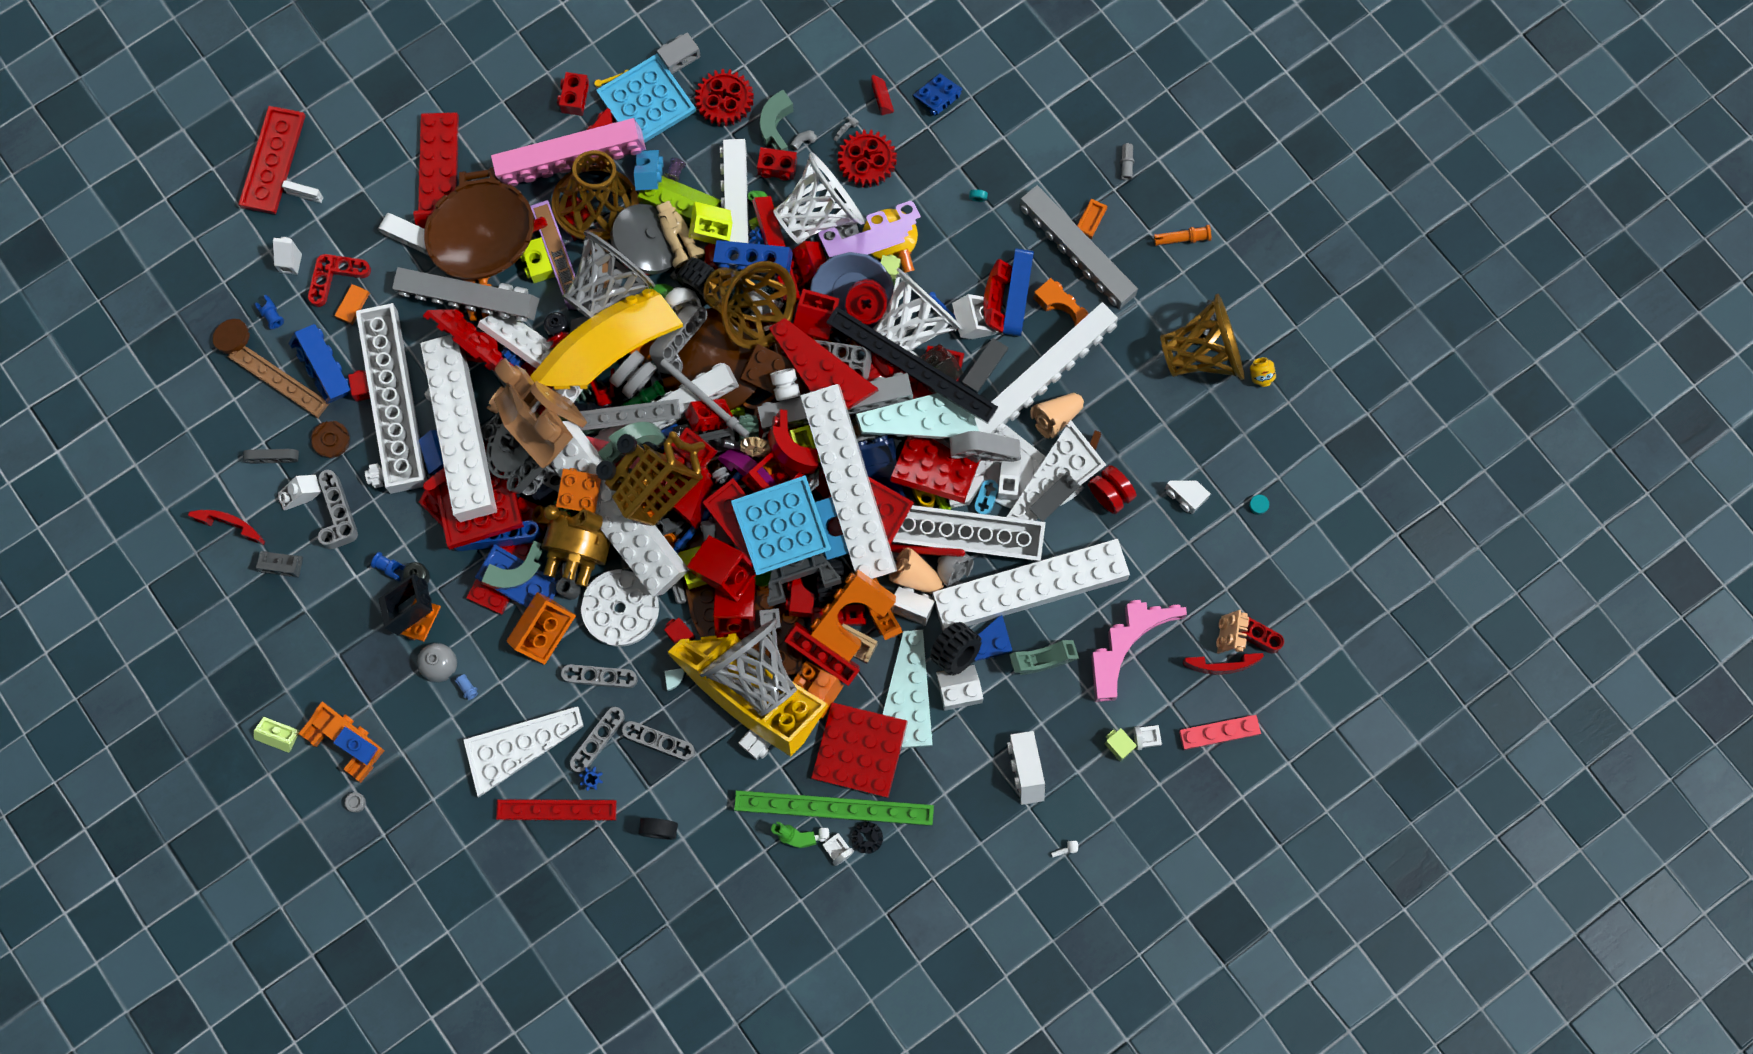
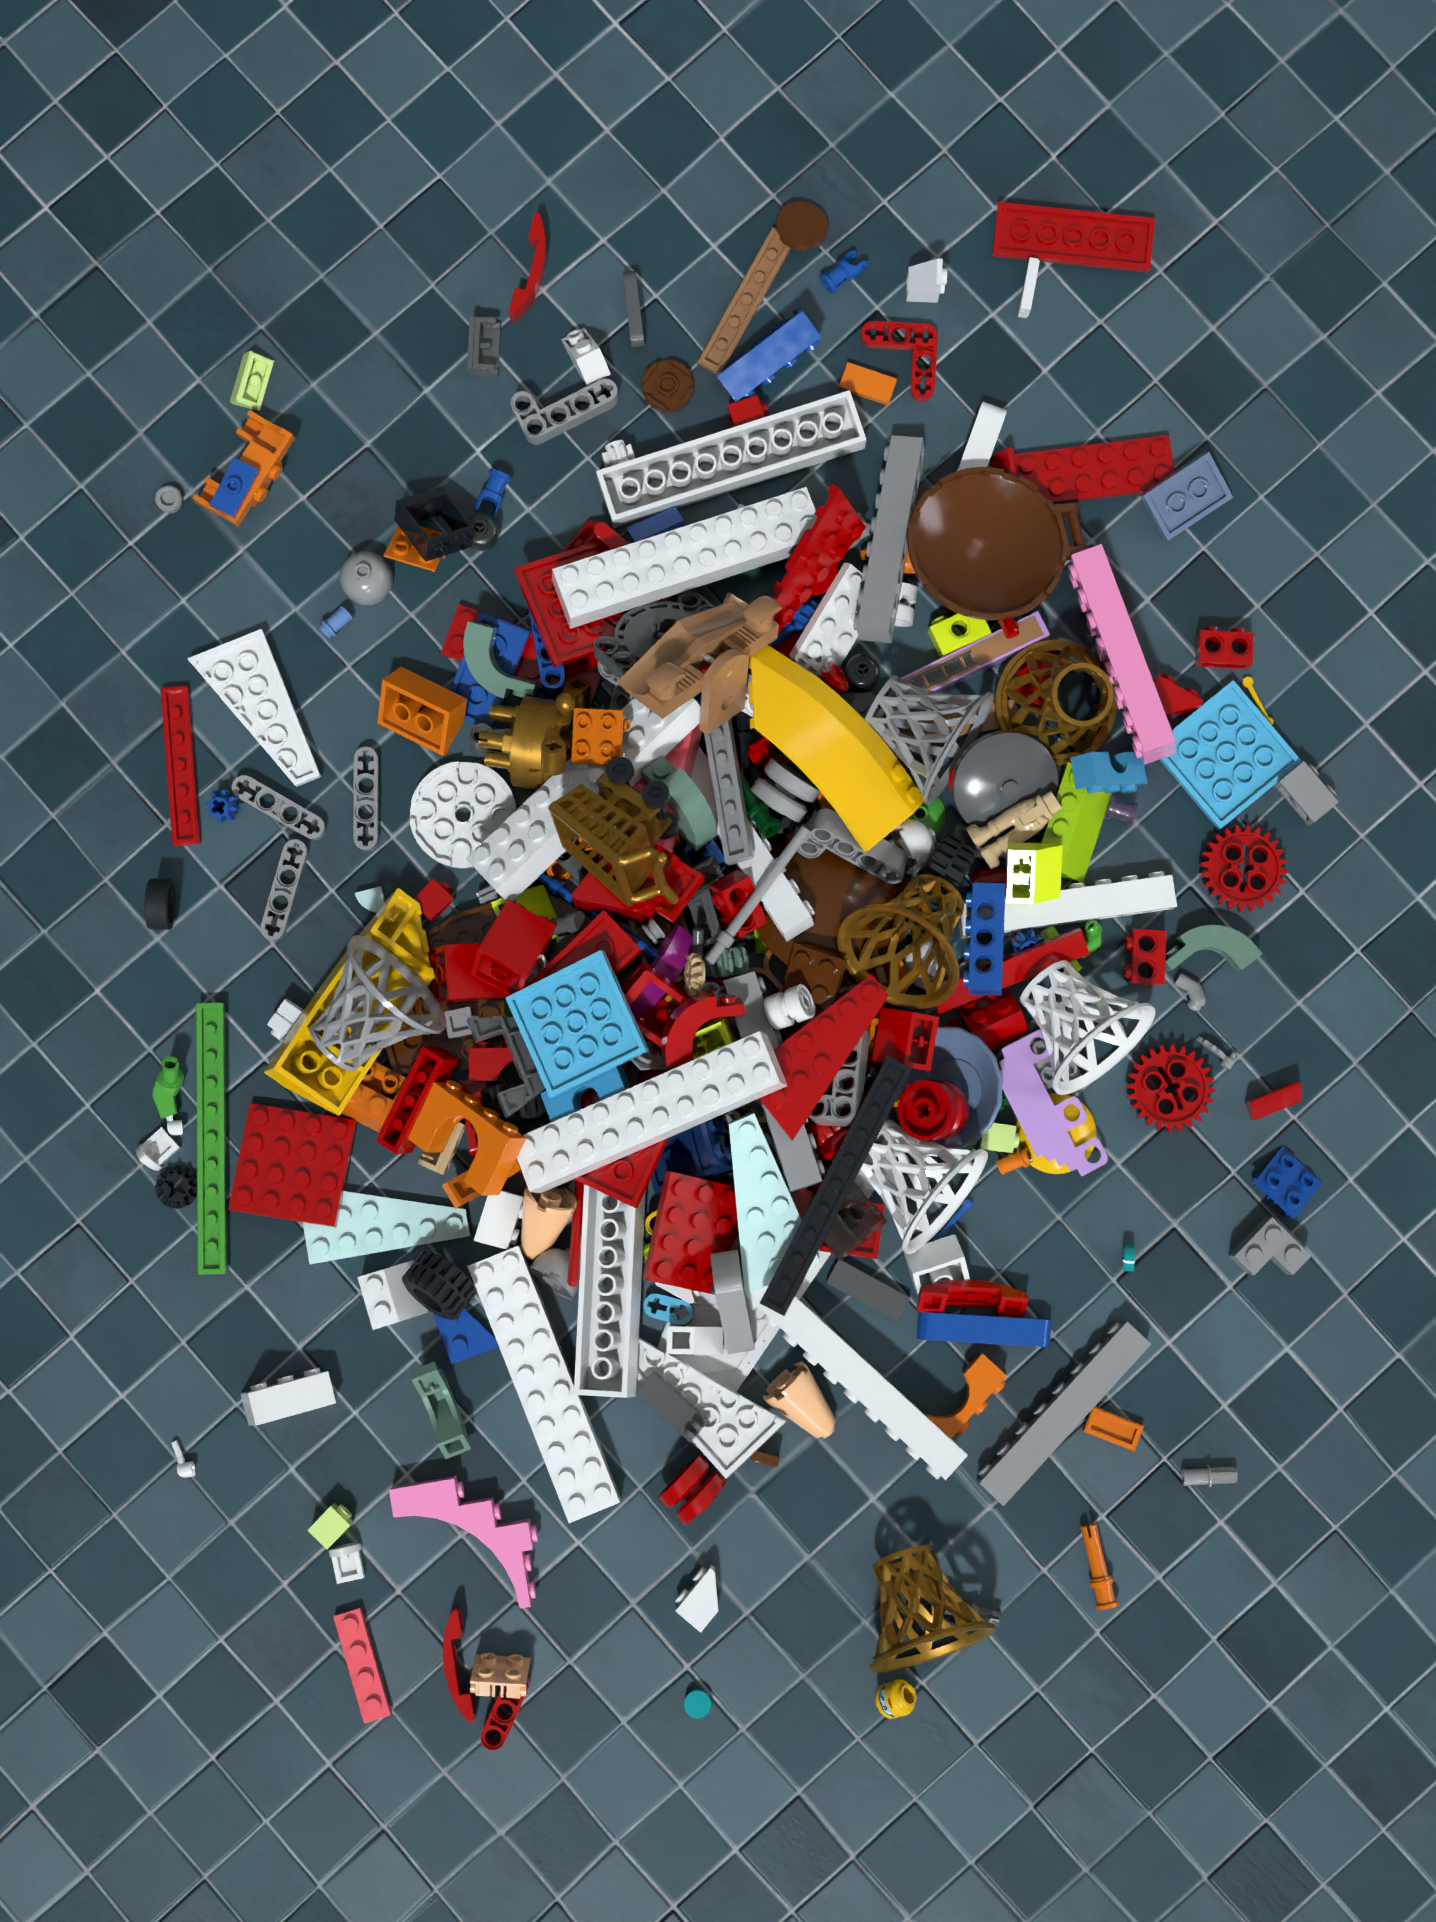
camera: 85 degrees right, 10 degrees up
(465, 105) = (1186, 496): none -> sand blue plate
(977, 106) = (1269, 1242): none -> light grey brick

